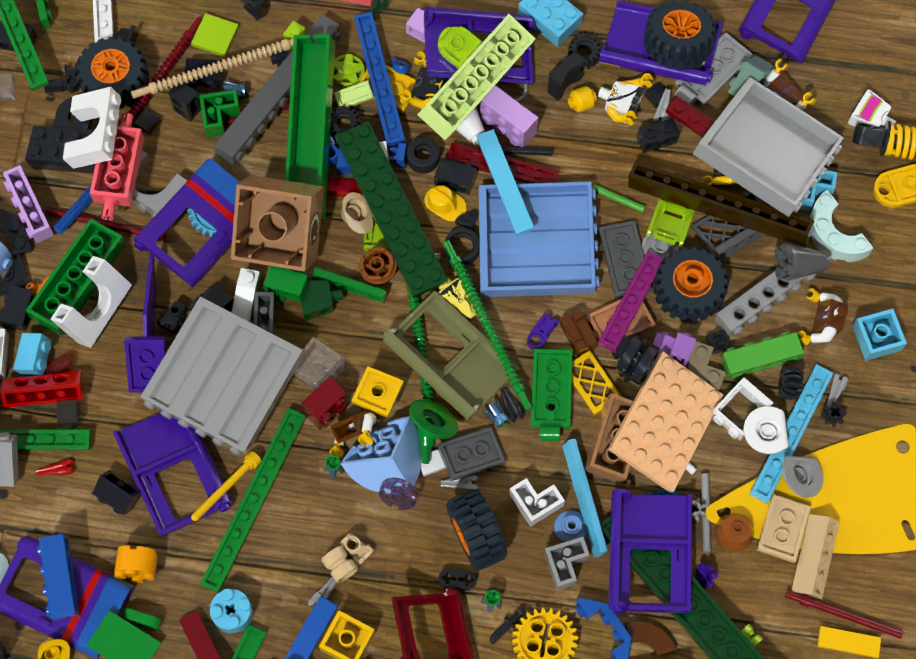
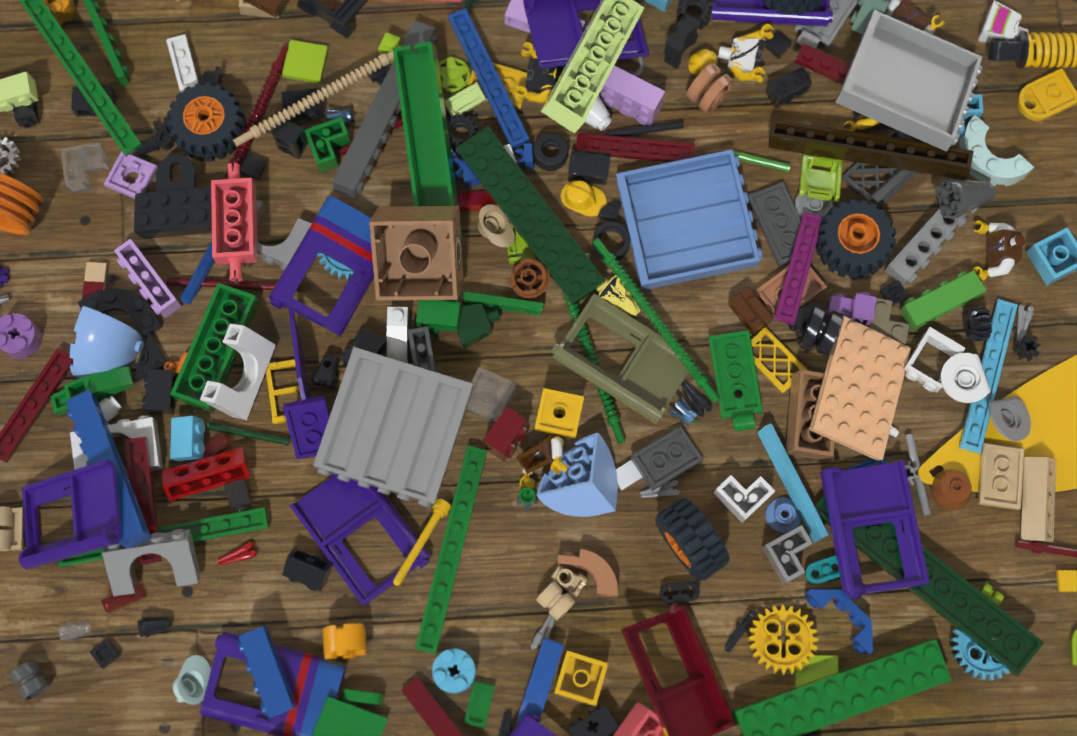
camera: 10 degrees left, 5 degrees up
(29, 100) = (124, 165): none -> lavender piece
(90, 361) = (249, 433): none -> dark green bar
(100, 144) = (213, 201): white arch -> none
(119, 328) = (272, 393): none -> yellow window
(383, 540) = (595, 565): none -> nougat arch
(400, 66) = (507, 61): blue piece -> none
(402, 496) = (606, 517): clear purple piece -> none
(432, 423) = (622, 435): green piece -> none
(457, 45) = (564, 28): lime tile -> none
(492, 599) = (721, 607): green piece -> none
(505, 182) = (643, 166): medium azure tile -> none
(542, 330) = (712, 315): dark purple piece -> none
(582, 123) = (710, 88): none -> nougat wheel
(597, 582) = (824, 571): none -> teal plate
(651, 636) = (889, 613): reddish brown tile -> none
(664, 103) = (787, 58): light grey piece -> none
(706, 575) = (933, 540): dark purple plant -> none

